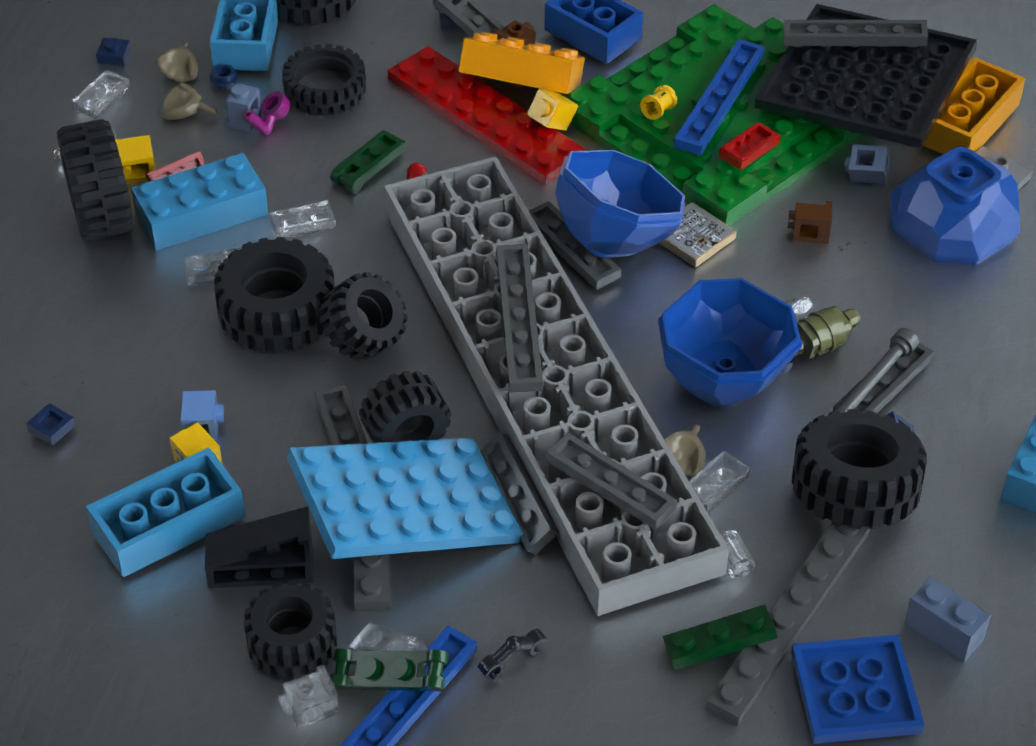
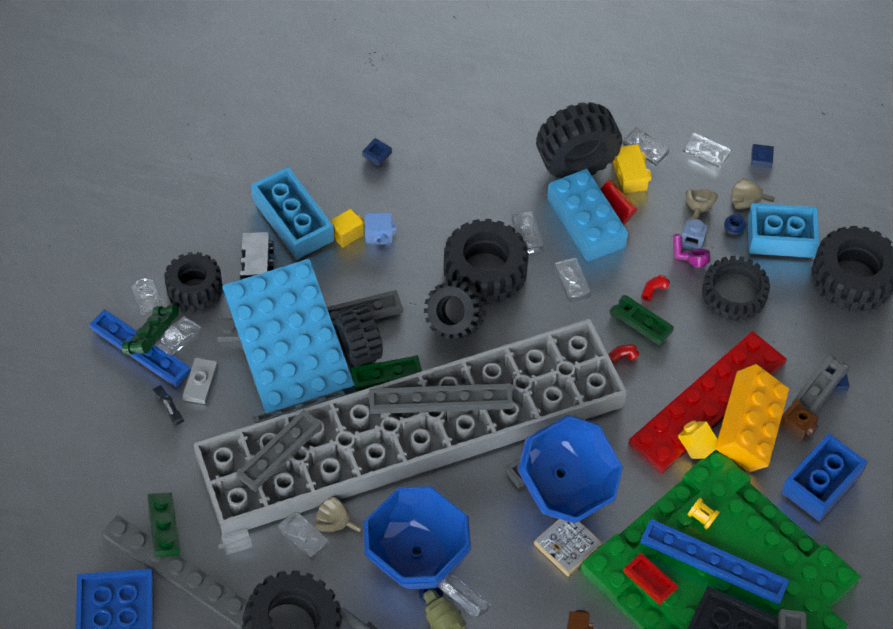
camera: 90 degrees right, 10 degrees up
(313, 151) = (652, 284): none -> red arm
(453, 389) = (383, 372): none -> dark green plate
(473, 620) = (200, 381): none -> light grey plate

